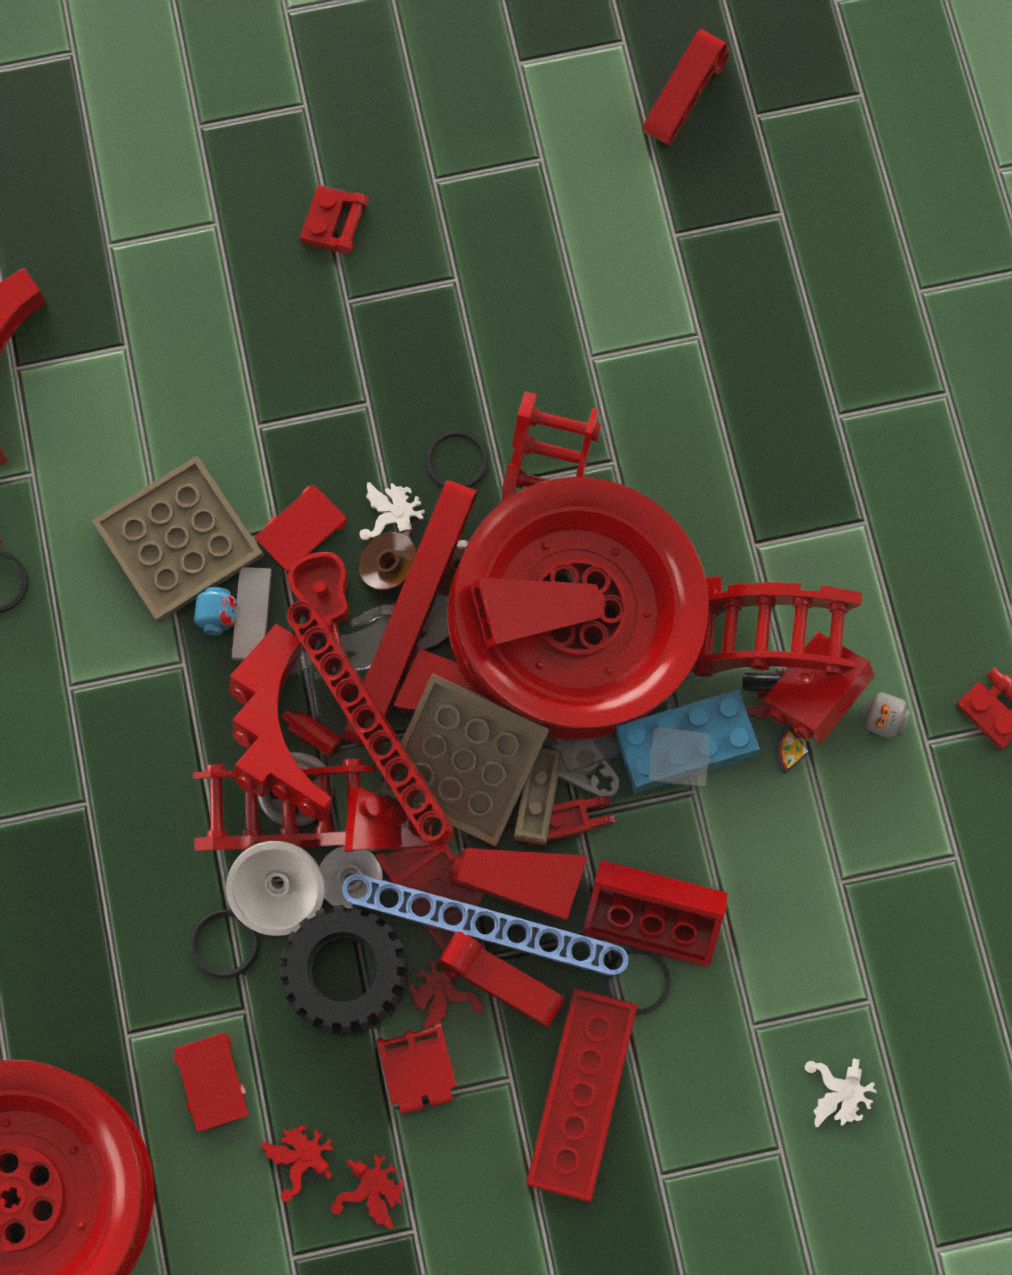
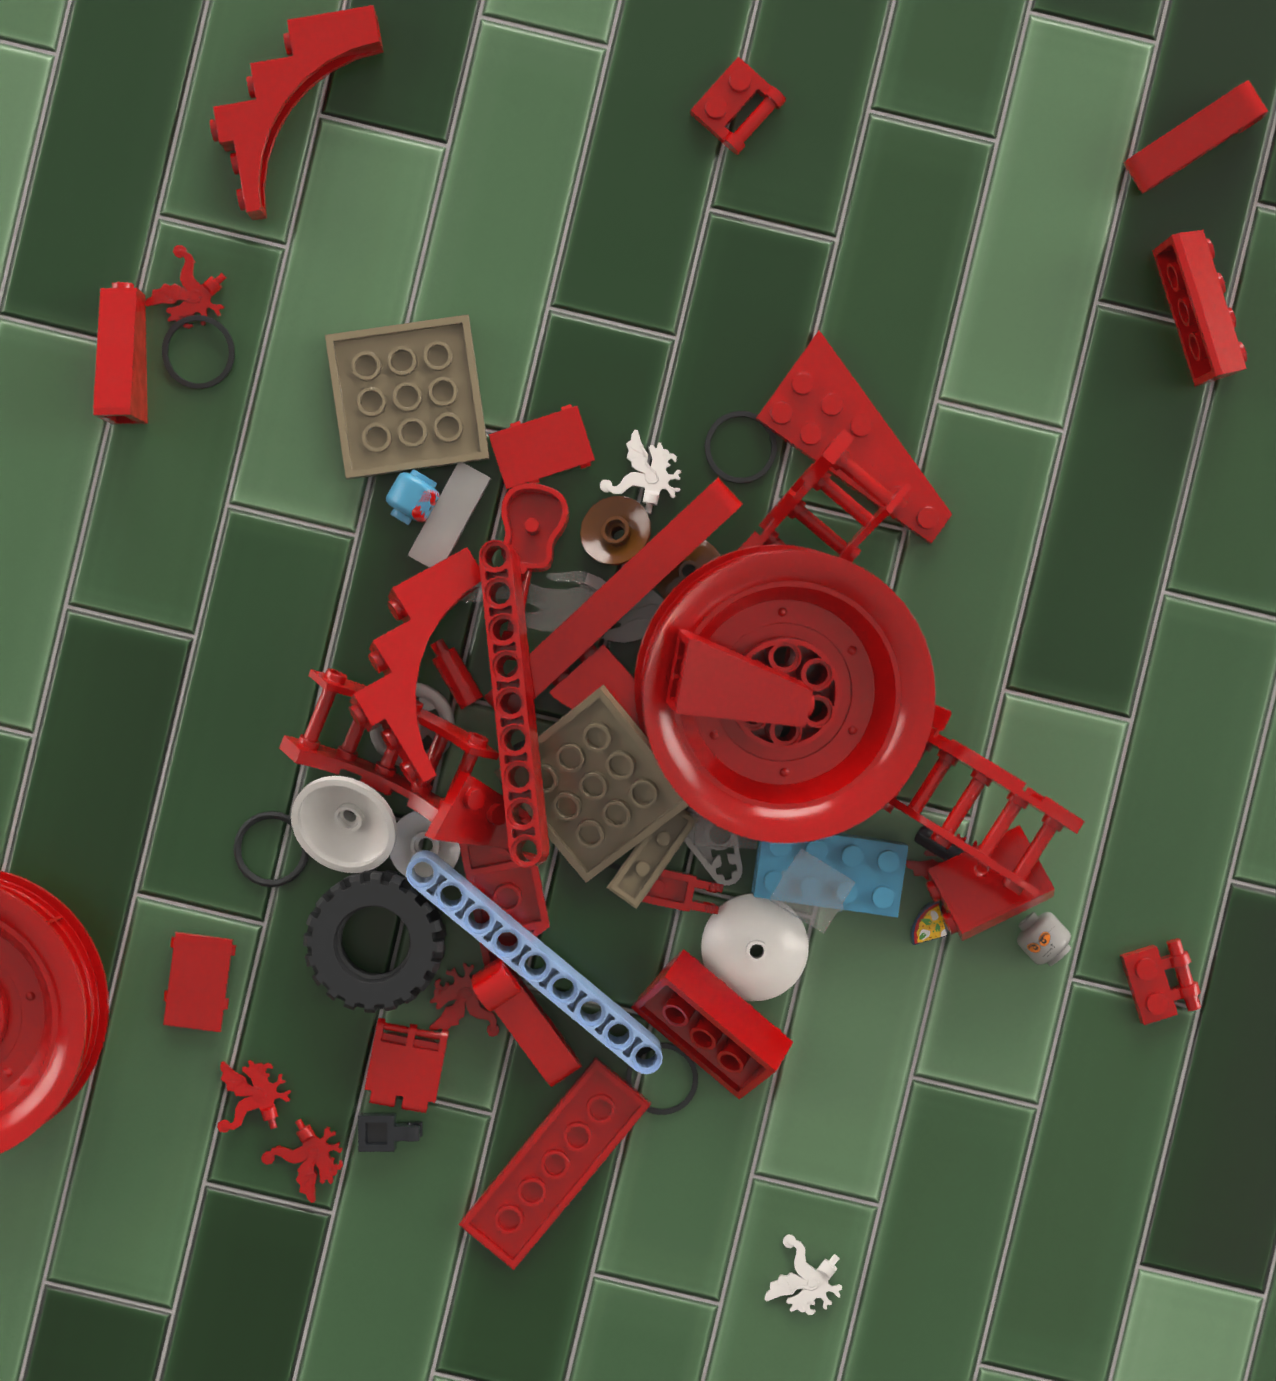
camera: 15 degrees right, 15 degrees up
(423, 1135) = (380, 1132): none -> black plate
(495, 396) = (821, 401): none -> red wing
(524, 879) = (600, 935): red slope -> none
(669, 856) = (749, 922): none -> white dish
(752, 200) = (1199, 307): none -> red slope

